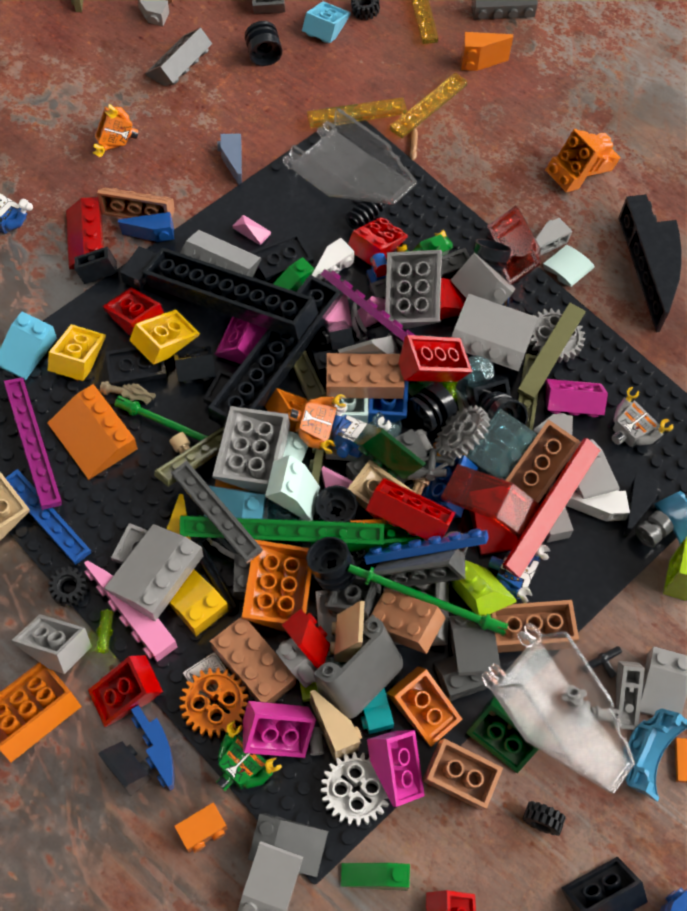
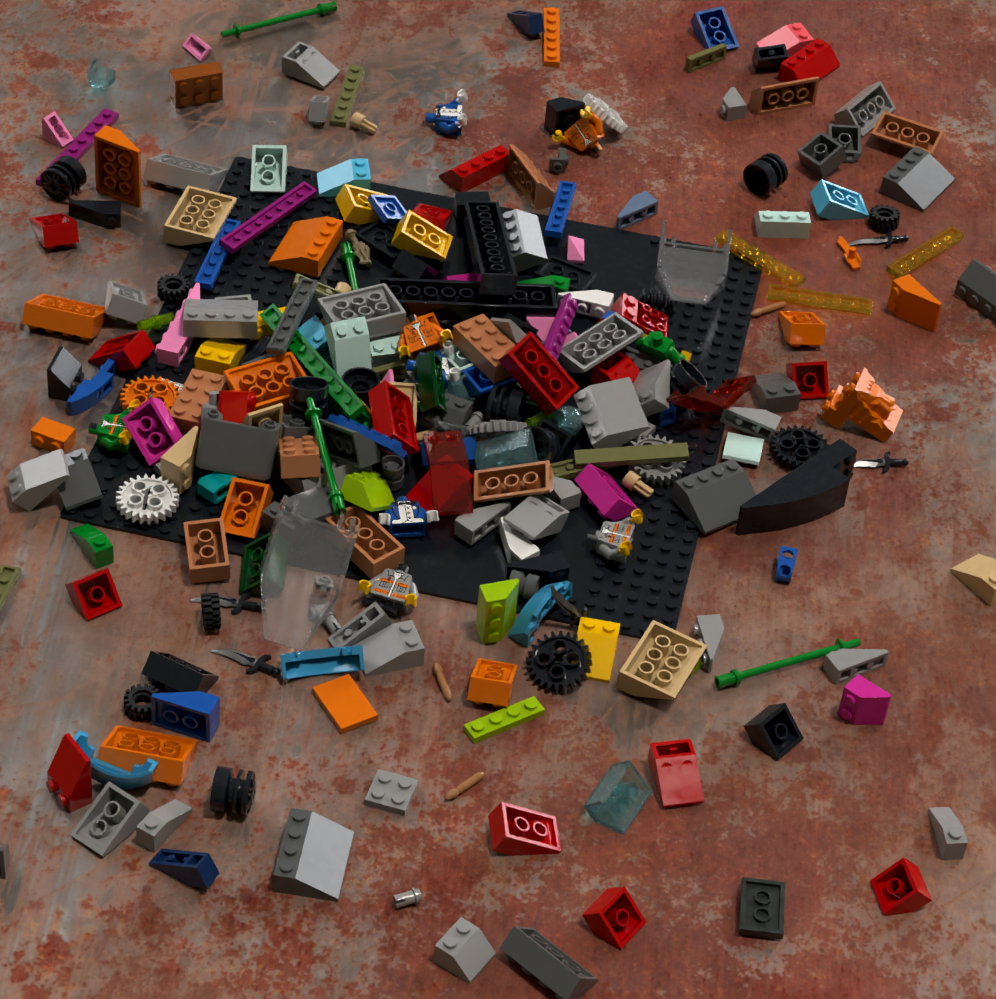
camera: 55 degrees right, 20 degrees down
(77, 130) = (562, 114): none -> black slope
(95, 265) = (449, 181): black brick -> none
(101, 98) = (607, 115): none -> white gear
(101, 336) = (387, 208): none -> blue plate
(128, 167) = (558, 165): none -> dark grey bracket
(149, 227) = (518, 195): blue slope -> none
(180, 57) = (700, 139): slope -> none
(195, 207) = (560, 209): none -> blue plate
(322, 70) = (782, 224): none -> light aqua slope
(383, 25) = (889, 239): none -> piece
(392, 53) = (850, 254): none -> orange piece
(397, 765) = (181, 504): dark pink slope -> none
(455, 137) = (802, 328): none -> orange slope
(506, 196) = (776, 393): none -> dark grey slope
(518, 172) = (810, 378): none -> red slope
(523, 790) = (240, 603): none -> black piece
(551, 508) = (474, 499): tile -> none
(573, 367) = (633, 482): none -> tan piece
(594, 228) = (795, 445): none -> black gear
(599, 635) = (392, 588): none -> torso
(610, 816) = (243, 658): none -> piece
(620, 320) = (713, 495): none -> dark grey slope
(636, 184) = (887, 462): none -> piece

